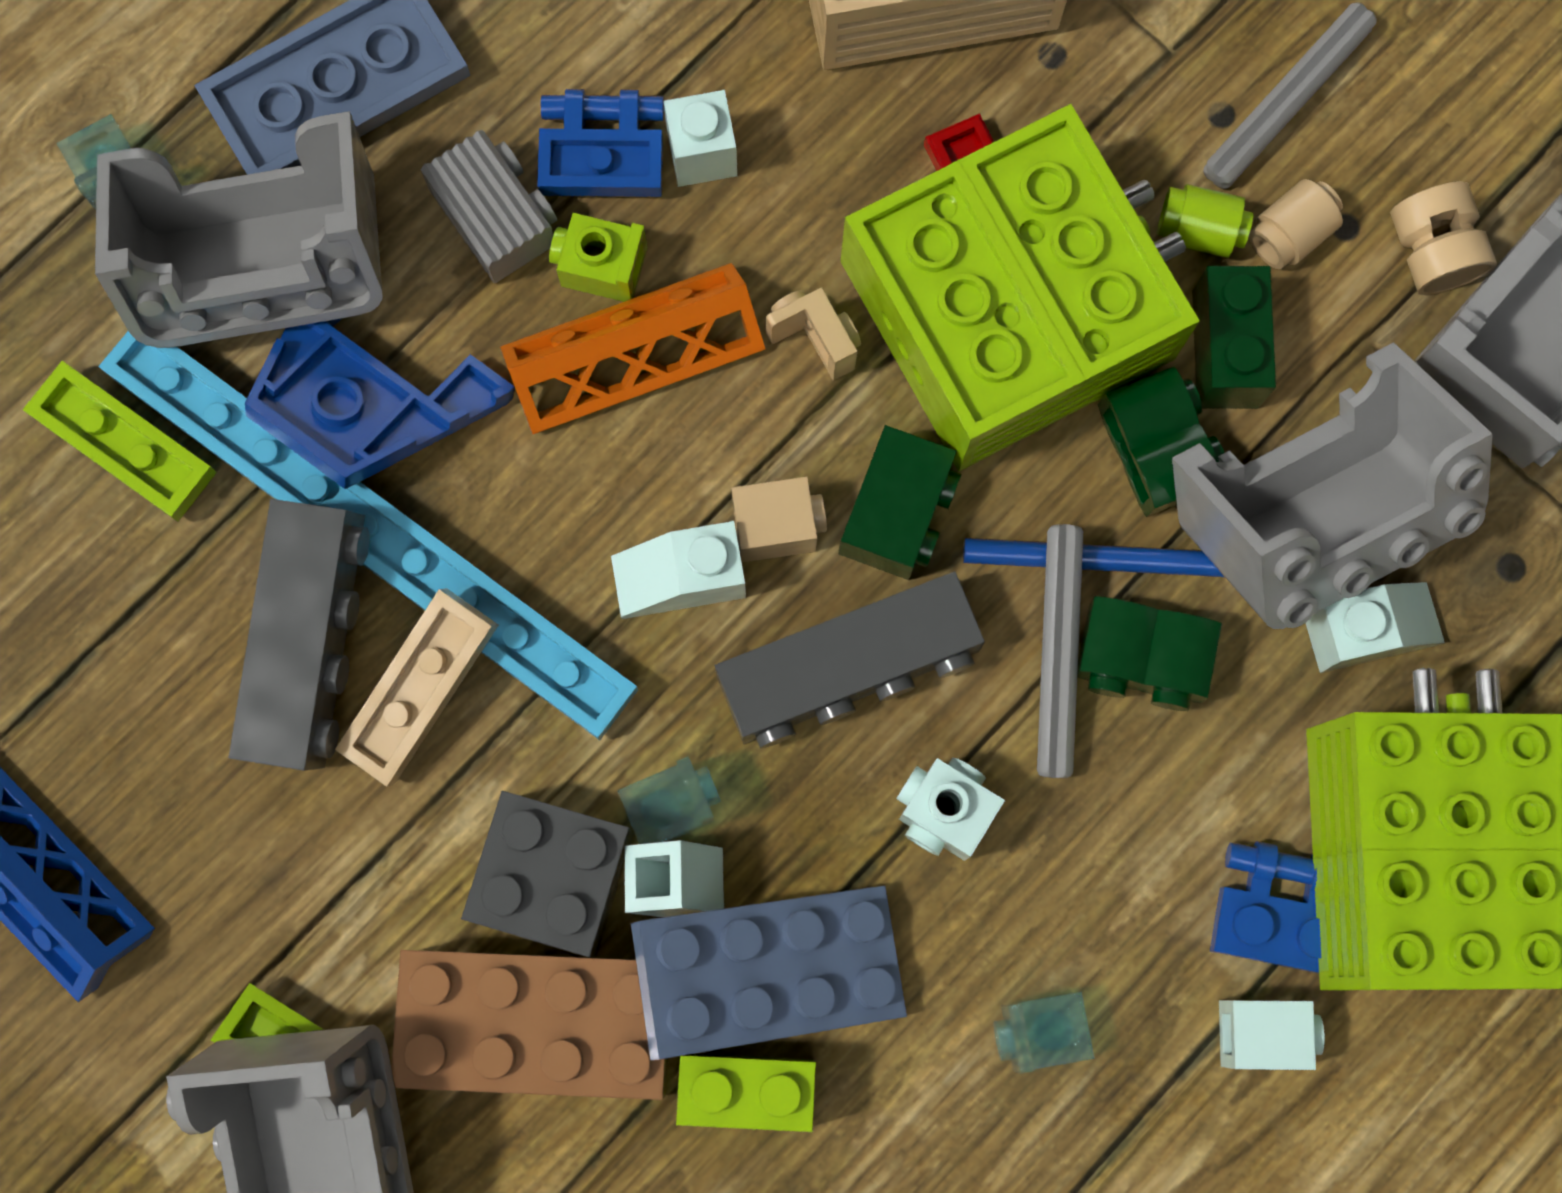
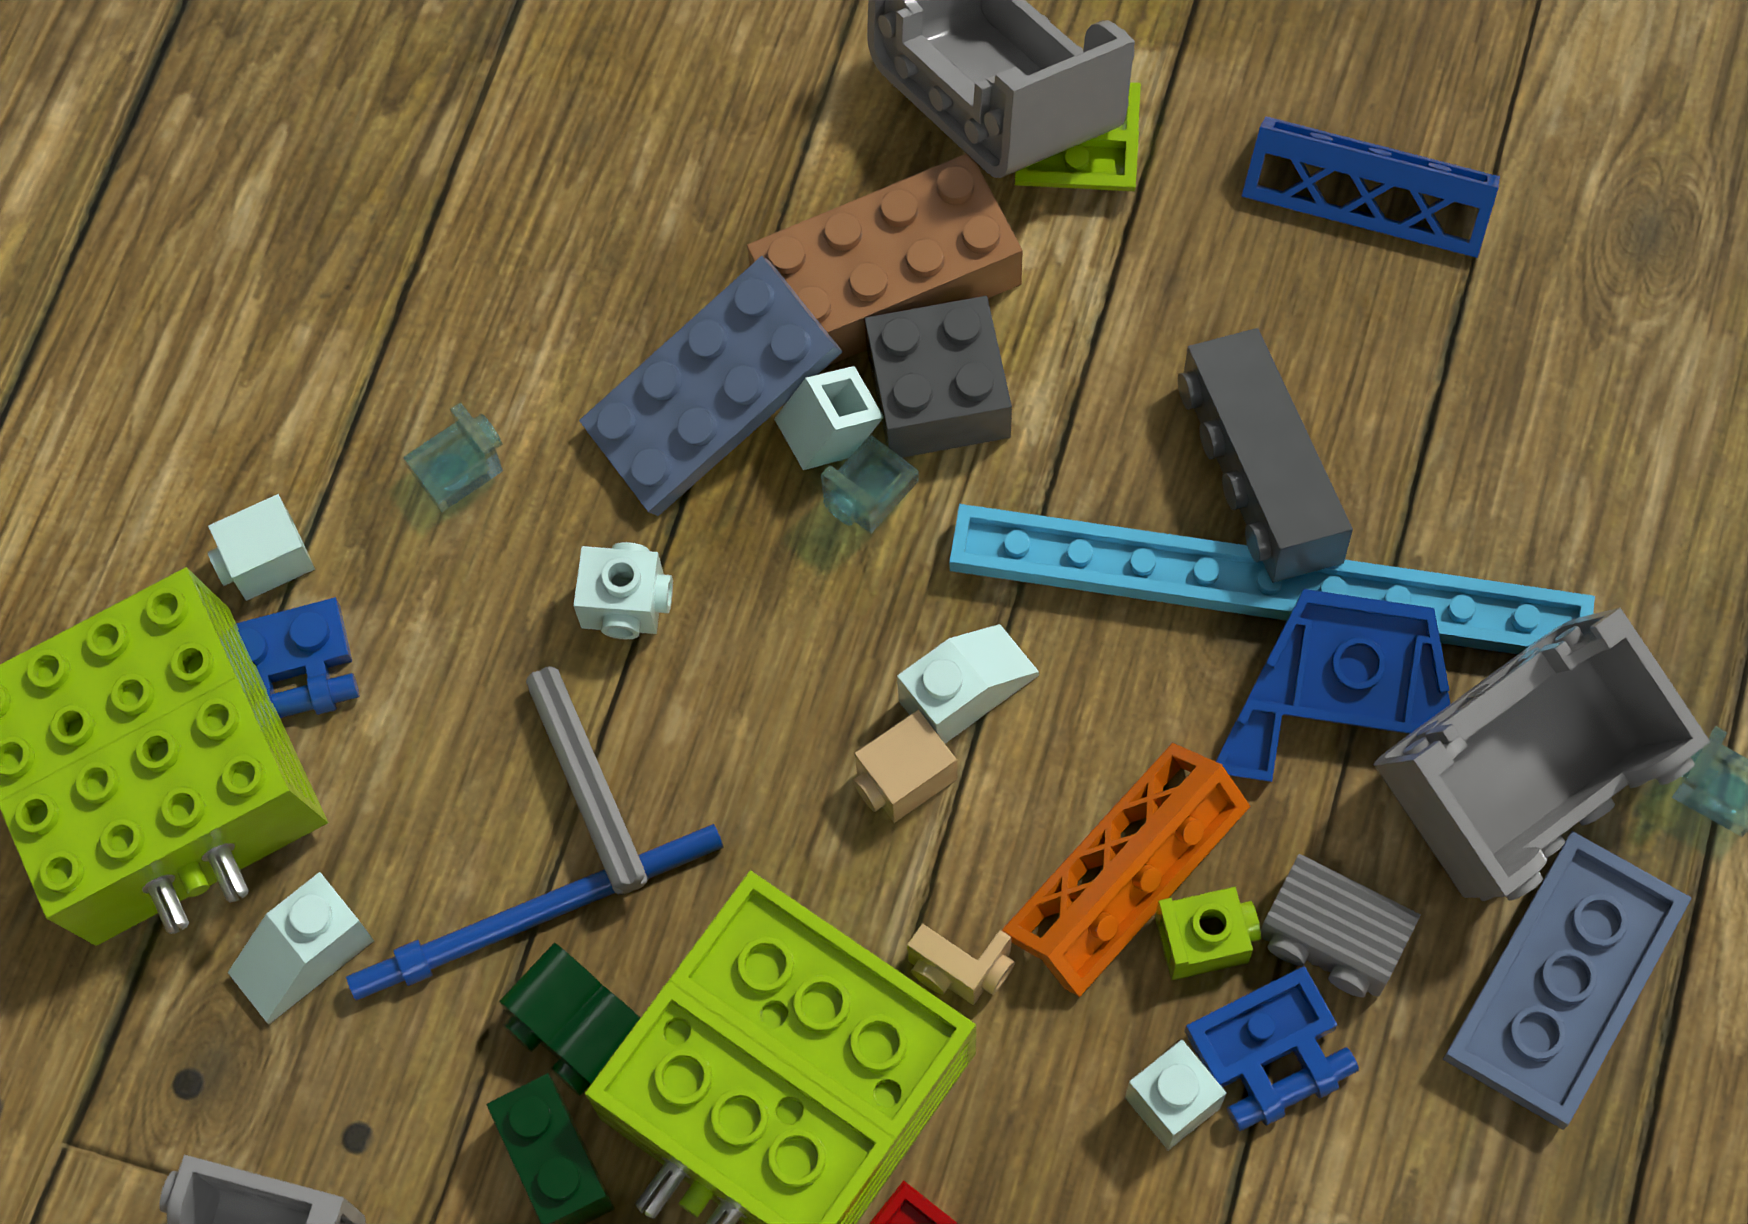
camera: 160 degrees right, 10 degrees down
(120, 441) = (1534, 548): lime plate -> none
(416, 687) = (1138, 466): tan plate -> none
(746, 1092) = (672, 290): lime brick -> none
(850, 659) = (773, 677): dark grey brick -> none
(898, 502) = (798, 833): dark green brick -> none
(1148, 652) = (504, 816): dark green brick -> none
(1344, 499) = (386, 1011): light grey windscreen -> none

